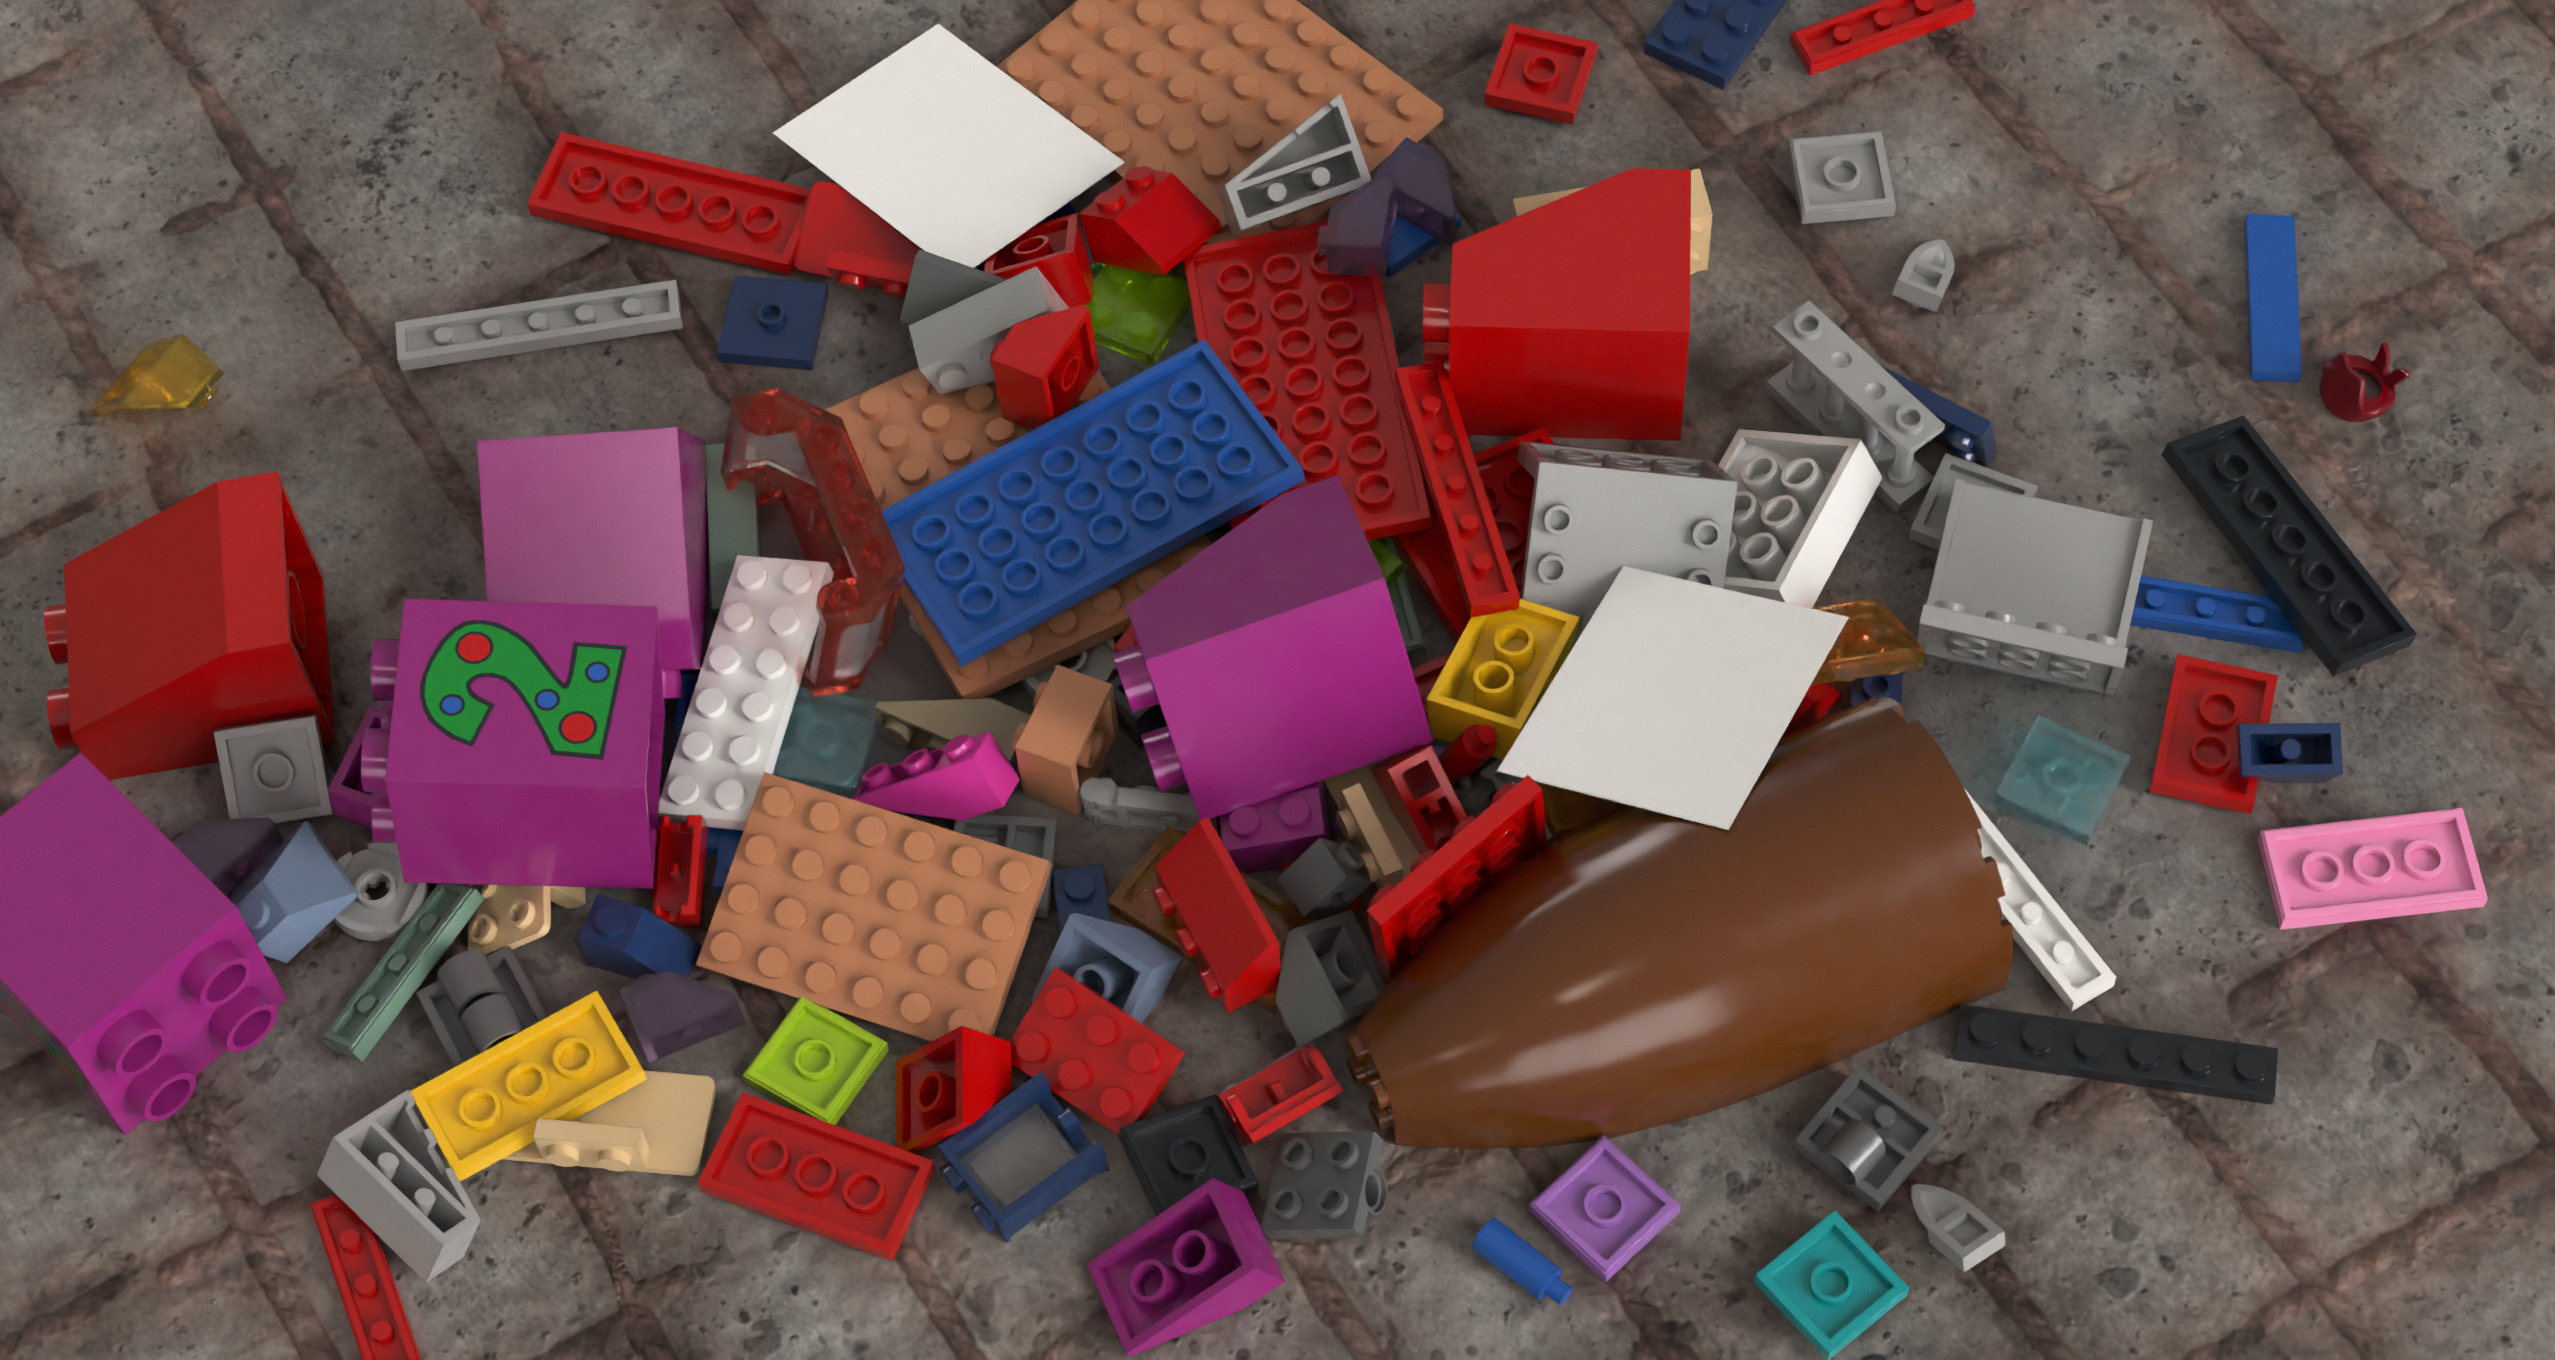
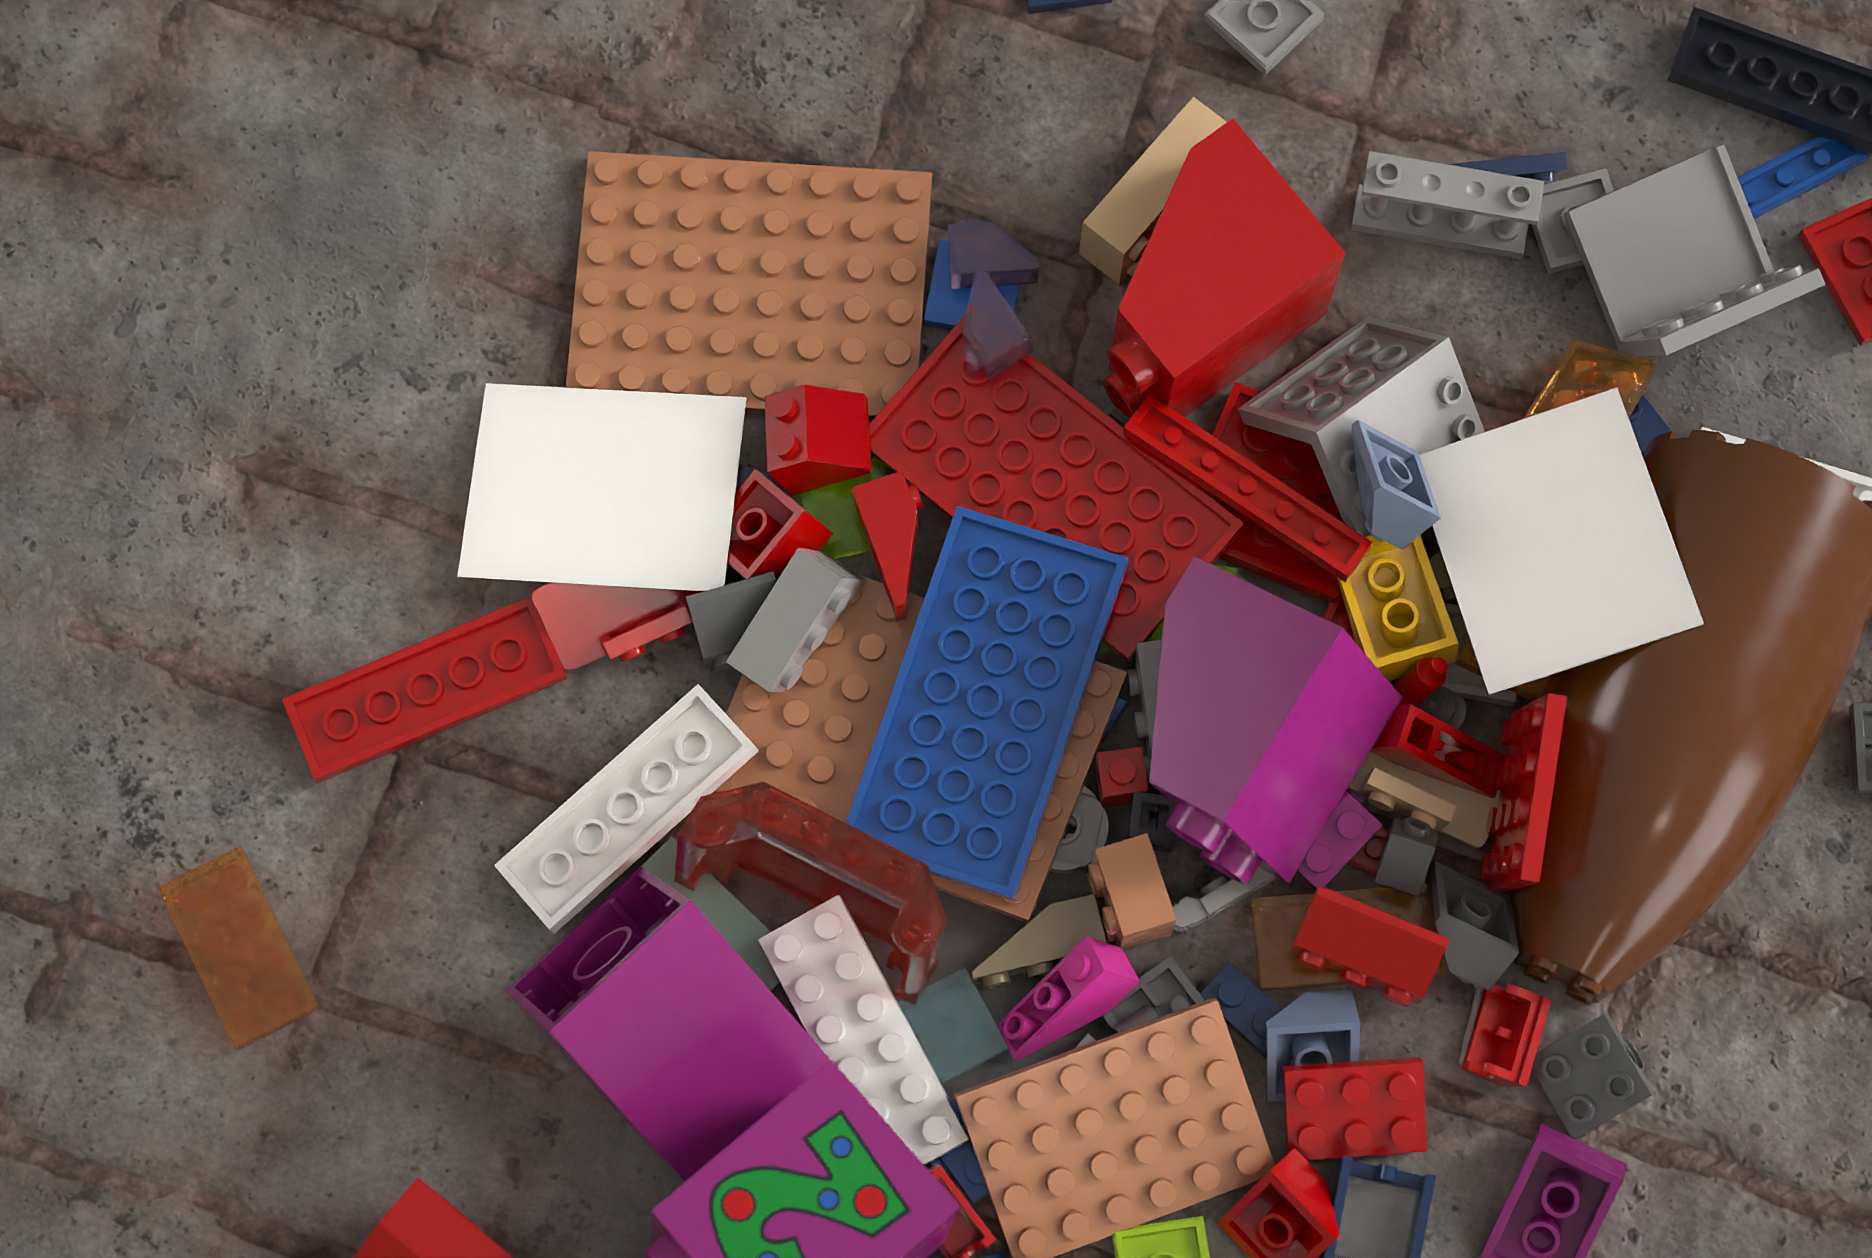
camera: 45 degrees left, 15 degrees up
(162, 379) = (166, 1153): clear yellow slope -> none
(355, 284) = (239, 948): none -> clear orange plate
(538, 325) = (417, 871): light grey plate -> none
(698, 386) = (626, 808): none -> white plate
(773, 322) = (589, 725): dark blue plate -> none
(1044, 366) = (862, 623): red slope -> none
(1136, 332) = (890, 525): none -> red slope
(1184, 1151) = (1483, 1130): black plate -> none
(1298, 172) = (897, 315): light grey wedge -> none
(1521, 1262) = (1758, 1020): blue cylinder -> none
(1541, 73) = (977, 89): red plate -> none
(1572, 557) = (1392, 487): none -> sand blue slope
(1604, 1208) = (1773, 936): medium lavender tile -> none
(1793, 510) = (1465, 296): white slope -> none
(1926, 275) = (1390, 53): light grey plate -> none
(2062, 780) = (1802, 382): clear light blue plate -> none

